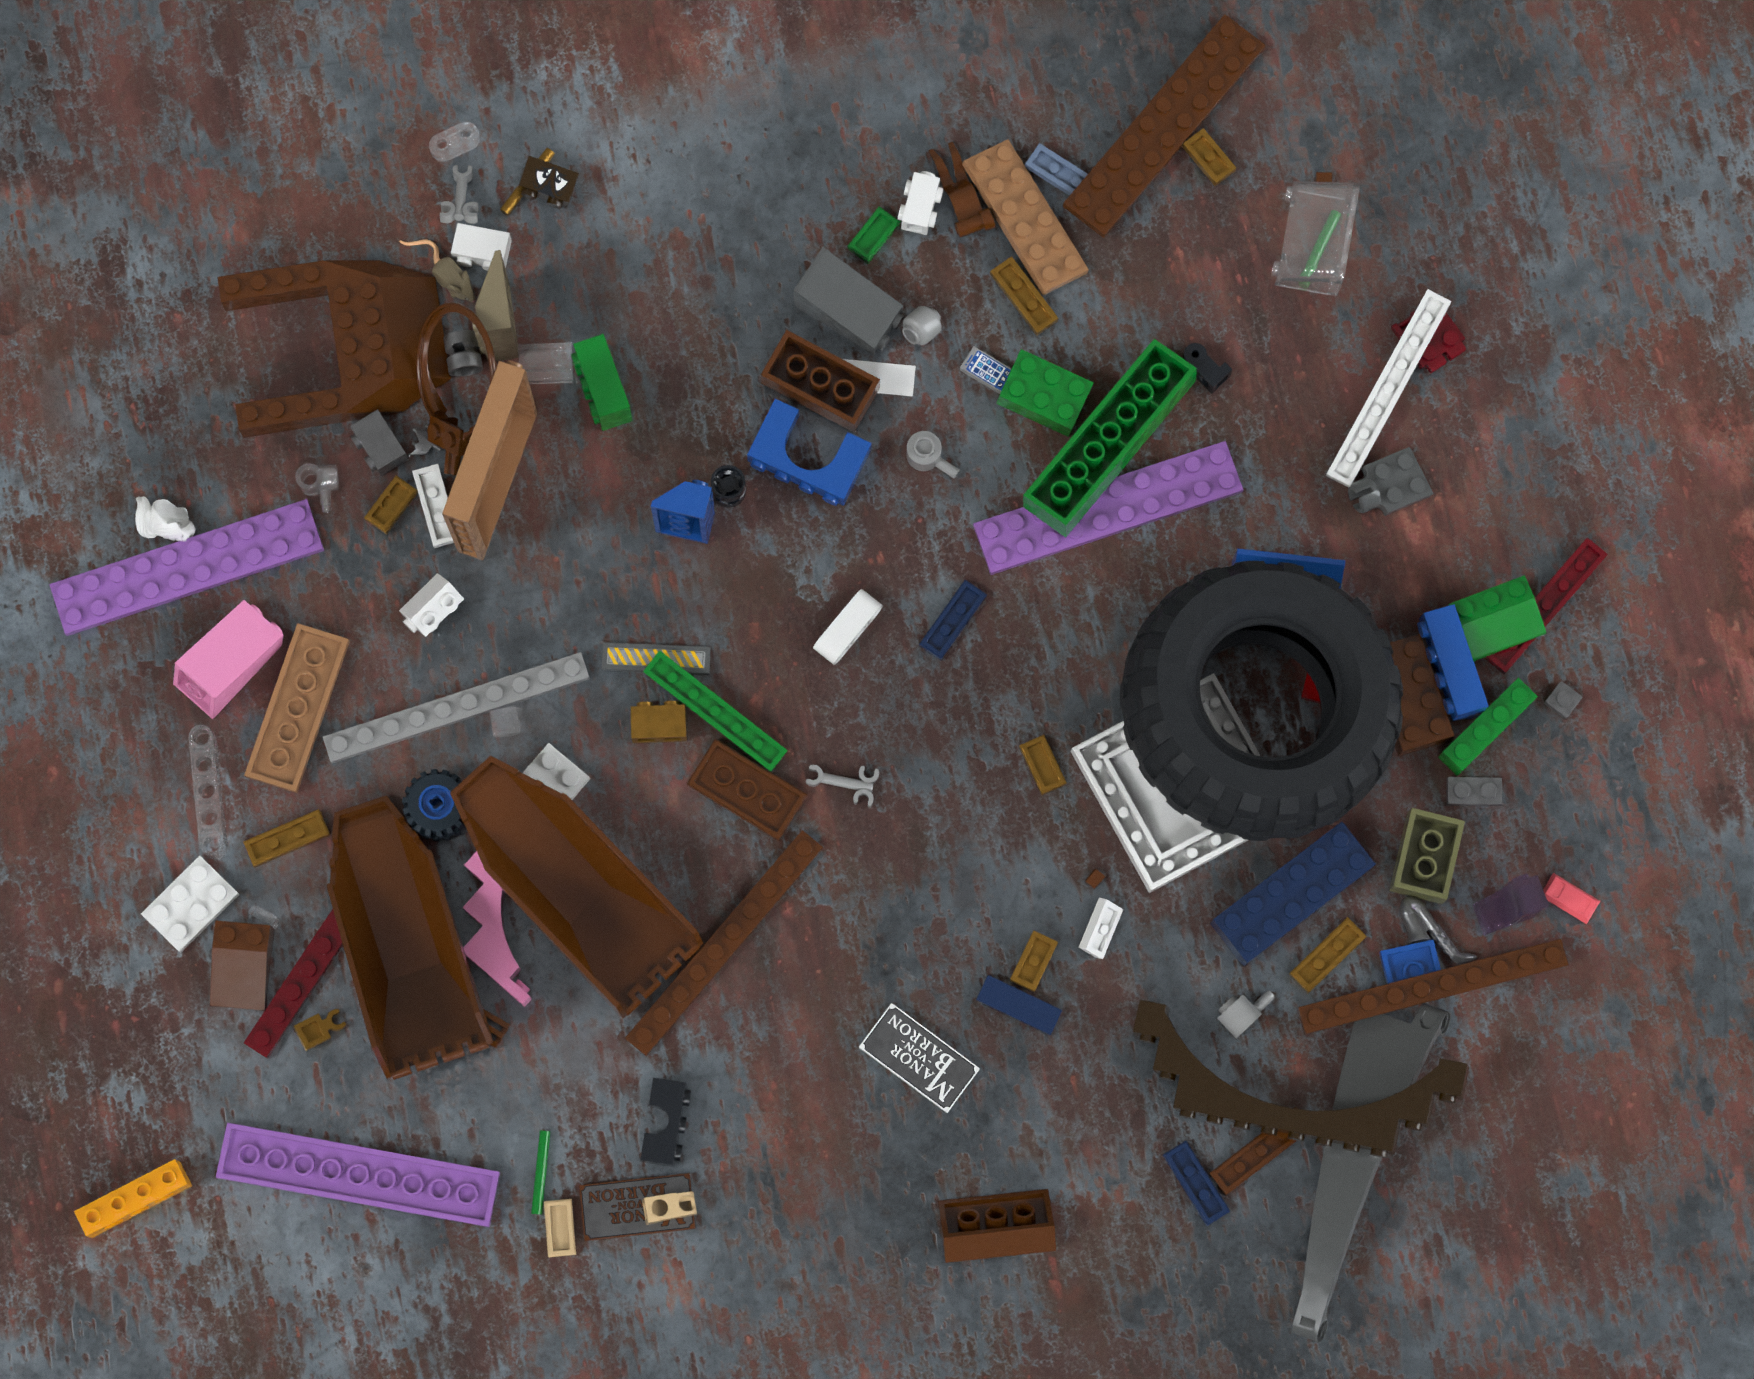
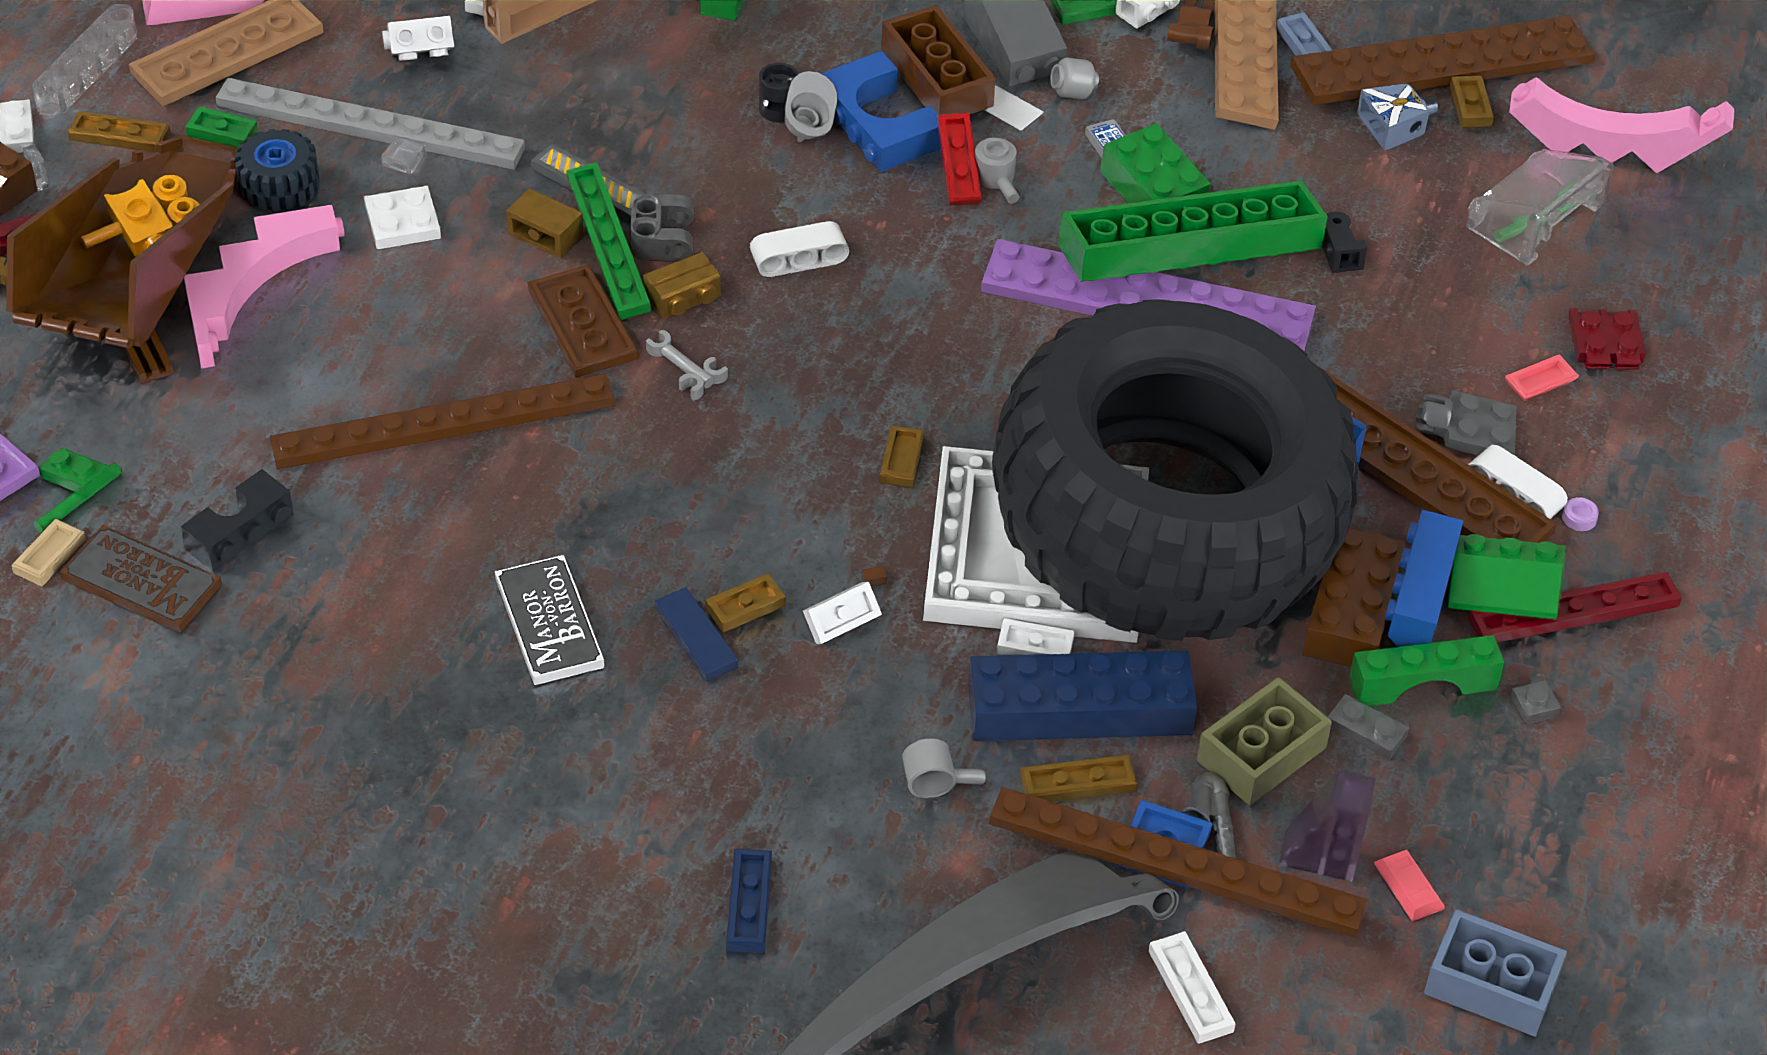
camera: 35 degrees right, 30 degrees down
(360, 787) = (220, 127): none -> green plate
(396, 923) = (140, 213): none -> light orange piece
(524, 1157) = (75, 471): none -> green plate
(574, 884) = (337, 281): reddish brown windscreen -> none
(668, 1207) = (167, 580): tan leg -> none
(685, 511) = (715, 64): blue slope -> none
(735, 677) = (648, 217): none -> flat silver piece
(765, 490) = (810, 105): none -> light grey piece
(795, 717) = (682, 285): none -> pearl gold brick
(899, 467) = (959, 159): none -> red tile
(953, 620) = (911, 301): dark blue tile -> none
(997, 1225) = (489, 805): reddish brown slope -> none
(1024, 296) = (1196, 108): pearl gold plate -> none
(1166, 208) = (1395, 113): none -> sand blue torso
(1234, 867) = (1033, 639): none -> white plate
(1249, 1160) = (849, 913): reddish brown tile -> none
(1330, 136) = (1654, 137): none -> bright pink arch
(1364, 544) = (1437, 478): none -> reddish brown plate
(1364, 1127) = (979, 909): dark brown arch -> none
(1388, 388) = (1529, 342): white plate -> none
(1409, 406) = (1541, 377): none -> coral tile
(1450, 521) = (1521, 480): none -> white beam
(1494, 1067) = (1191, 987): none -> white plate
(1501, 515) = (1580, 514): none -> lavender tile
(1663, 940) = (1495, 972): none -> sand blue brick

